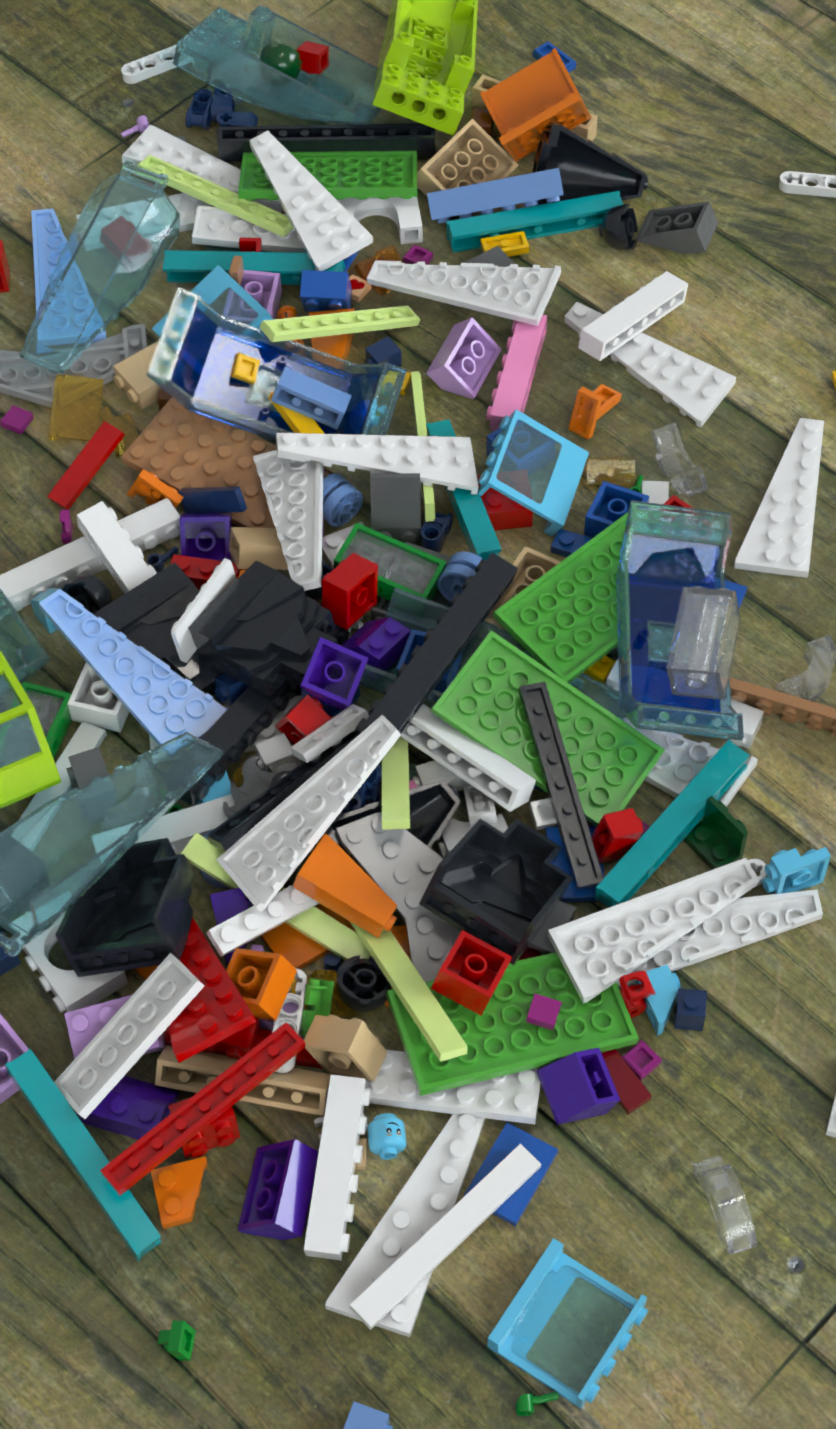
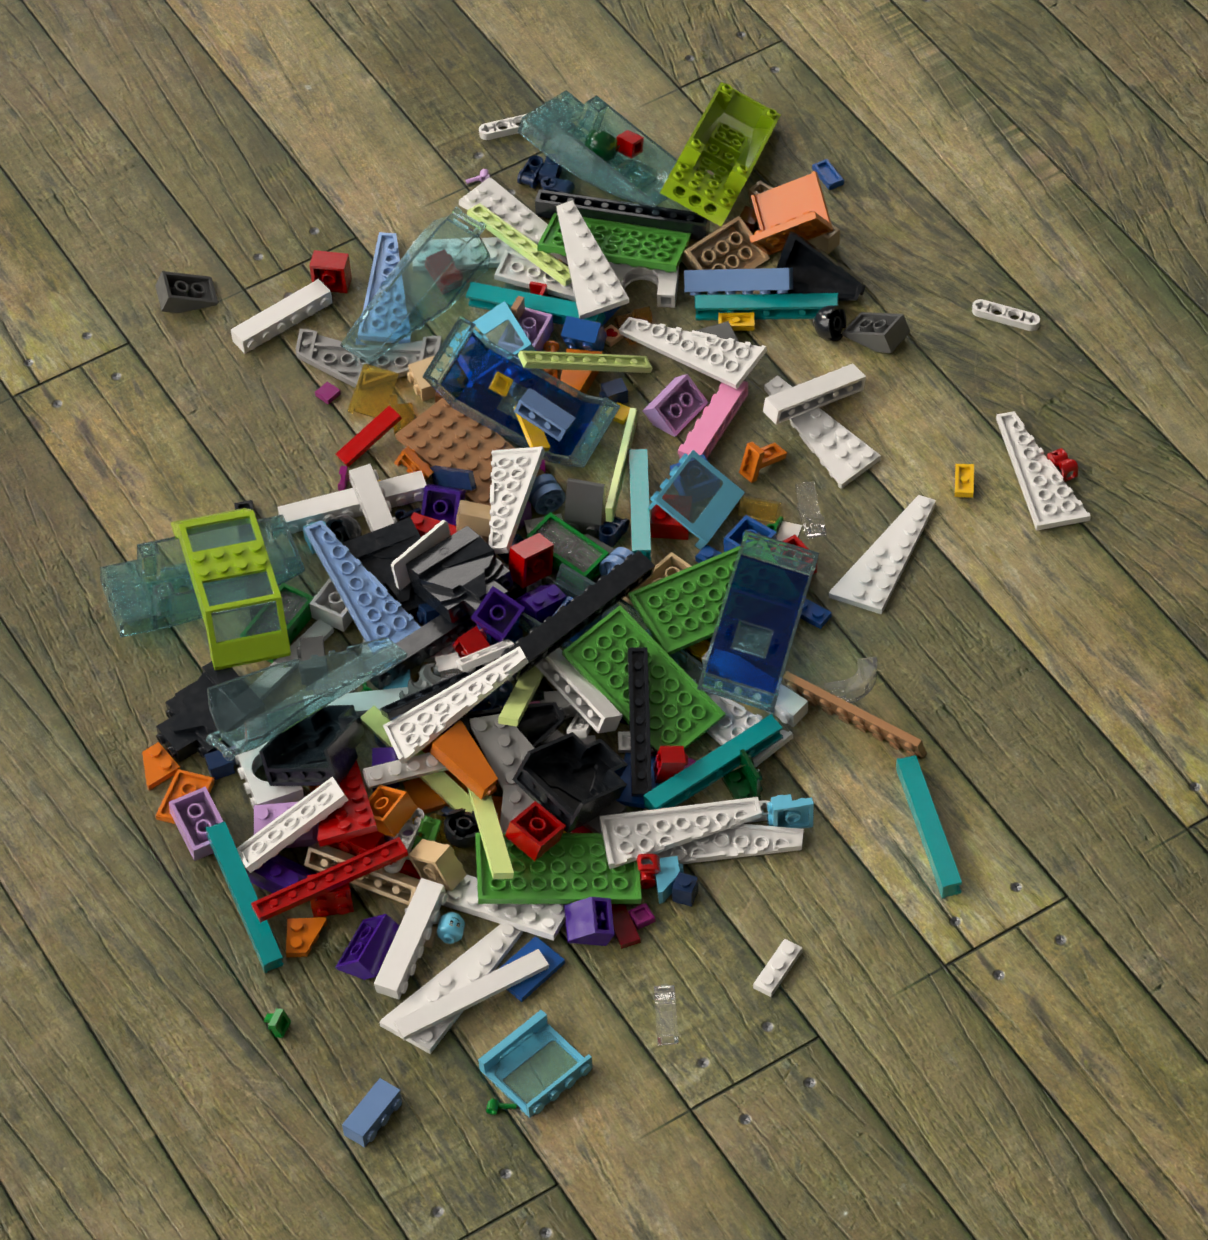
camera: 15 degrees right, 5 degrees down
(417, 254) = (666, 317): magenta tile -> none
(437, 459) = (620, 475): white wing -> none
(543, 1011) = (579, 867): magenta tile -> none
(703, 642) = (769, 641): clear brick -> none

